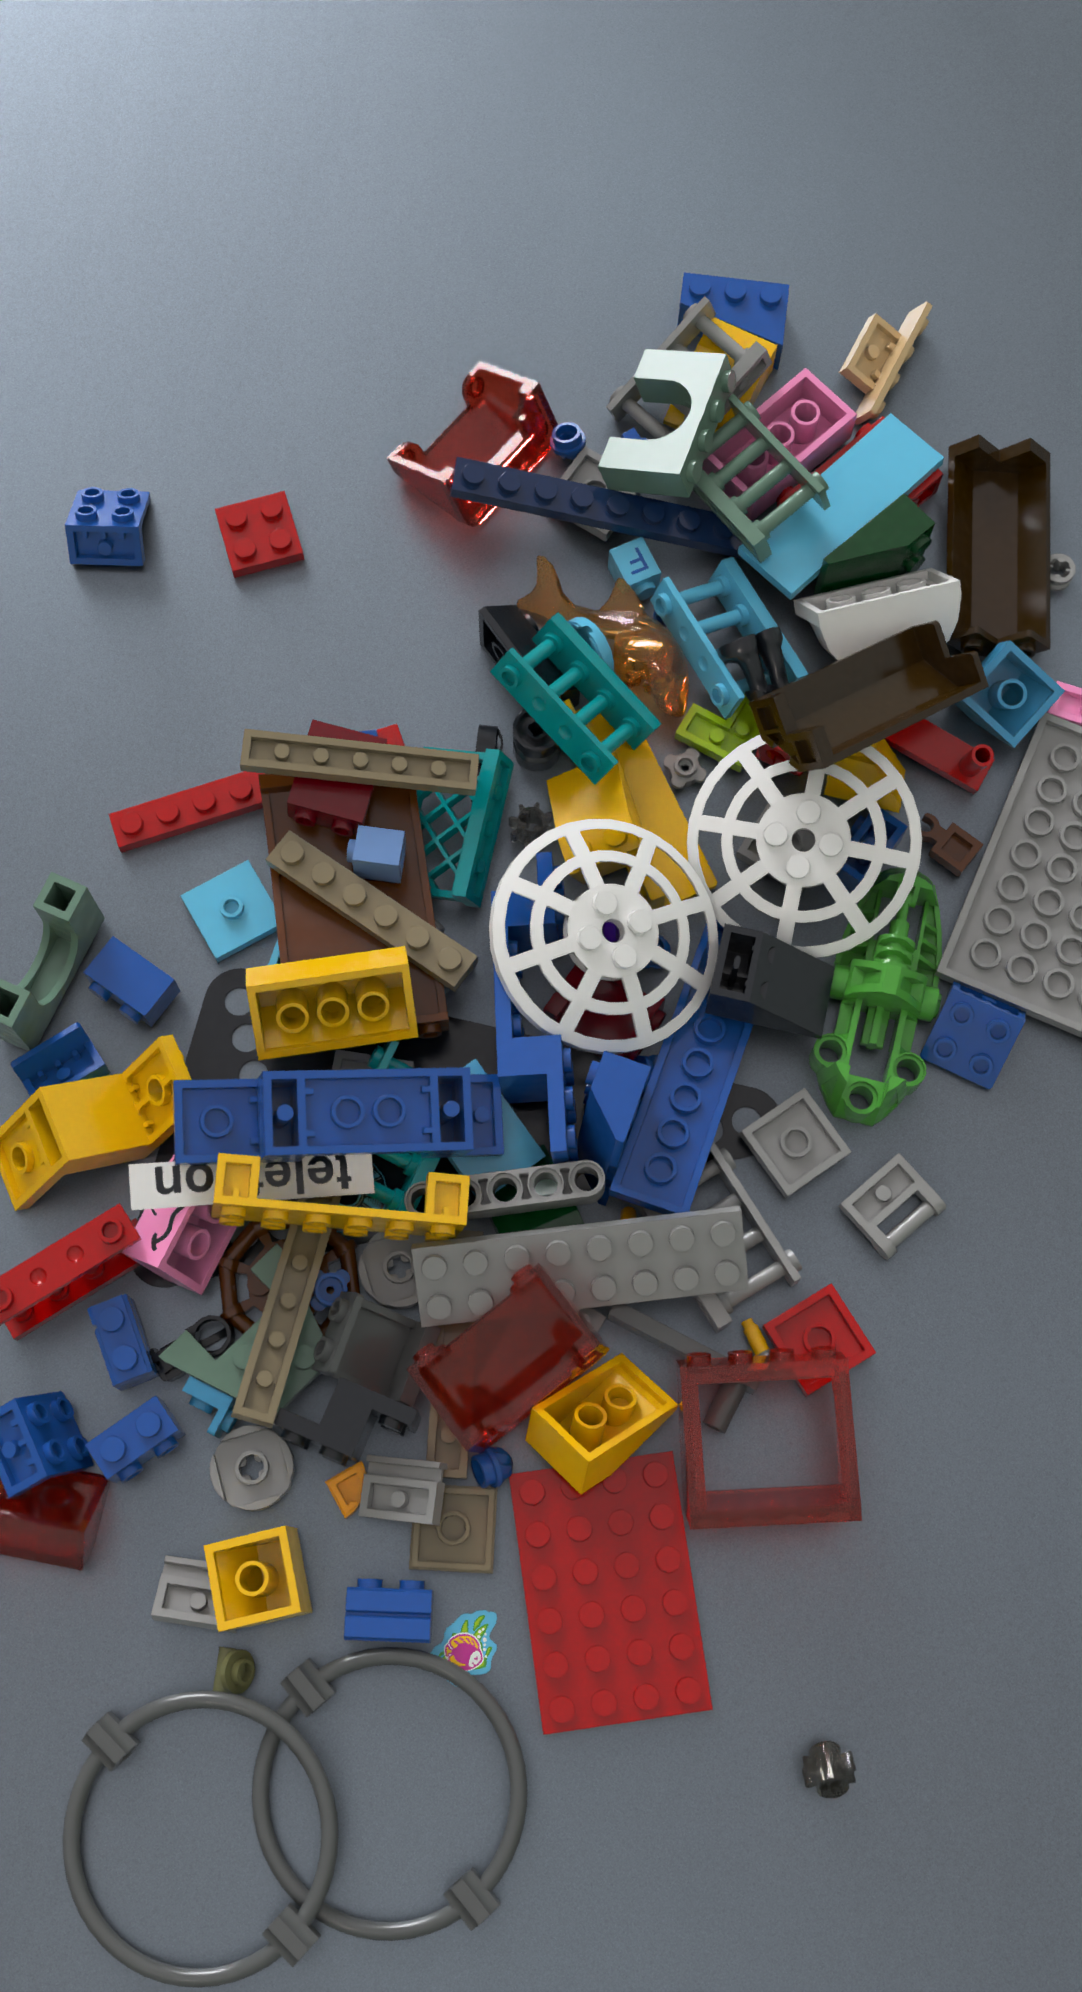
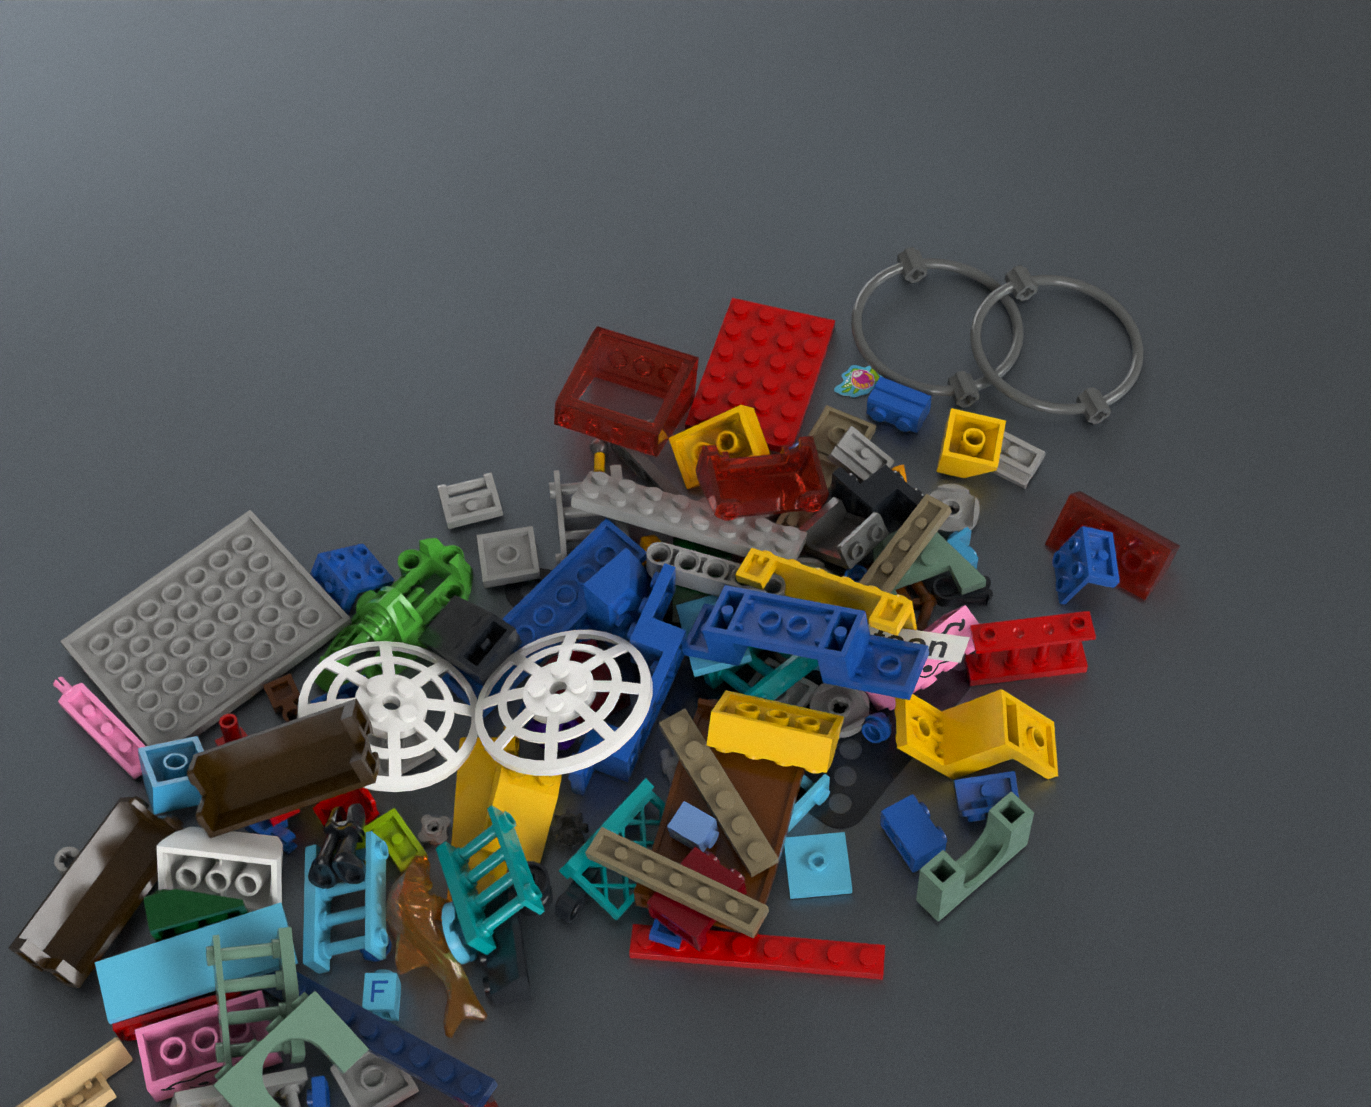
camera: 150 degrees left, 15 degrees down
(123, 1342) = (1007, 597): blue brick -> none
(135, 1440) = (1019, 549): blue brick -> none
(233, 1670) = (1008, 412): olive plate -> none
(820, 1322) = (559, 449): red plate -> none
(828, 1769) = (682, 247): clear smoke gear -> none

